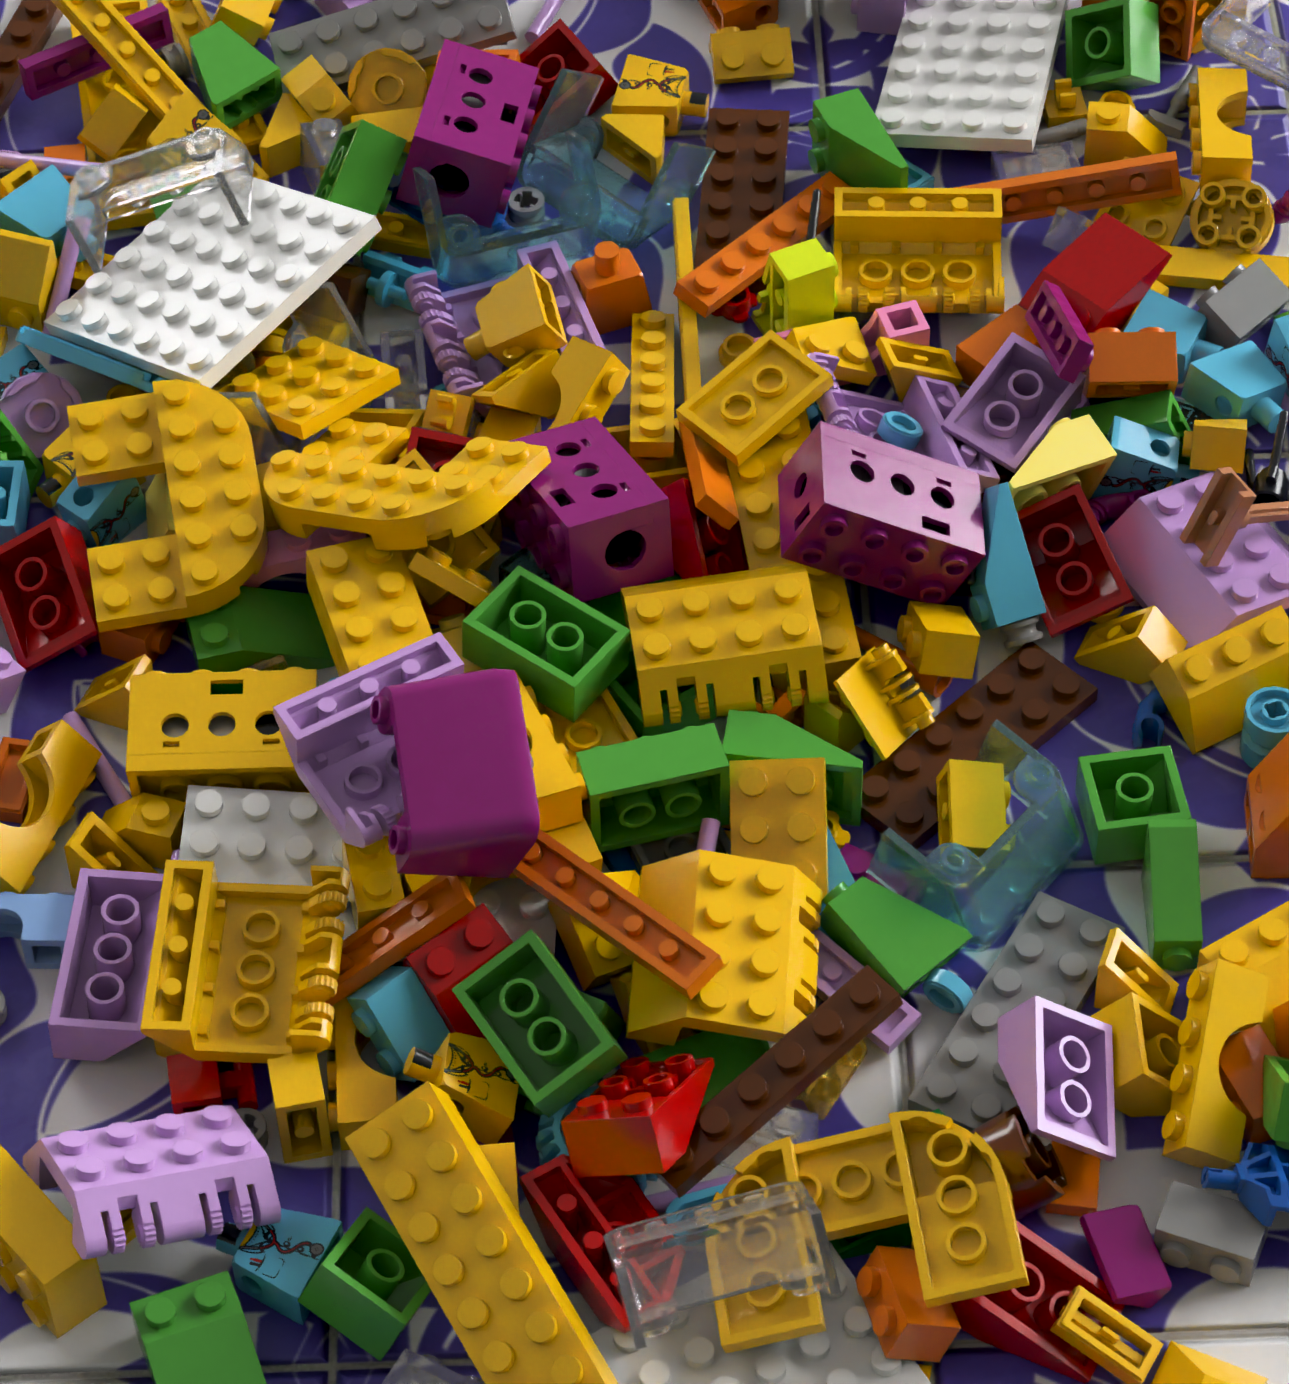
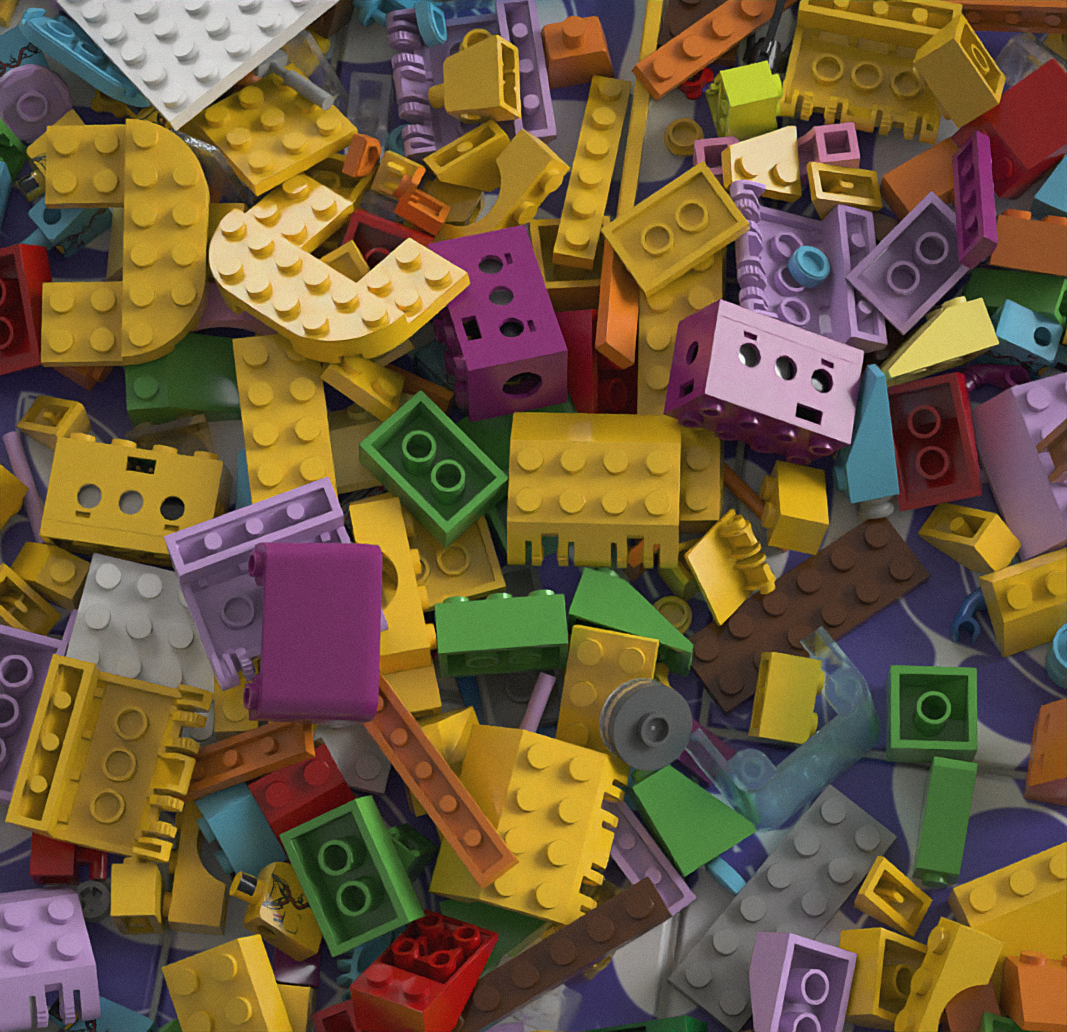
camera: 10 degrees right, 20 degrees up
(322, 339) = (276, 64): none -> light grey piece
(407, 394) = (362, 156): none -> orange tile
(453, 283) = (430, 23): none -> medium azure tile
(469, 426) = (417, 207): none -> orange bracket
(830, 836) = (645, 724): none -> dark grey piece
(1012, 238) = (959, 72): none -> yellow slope

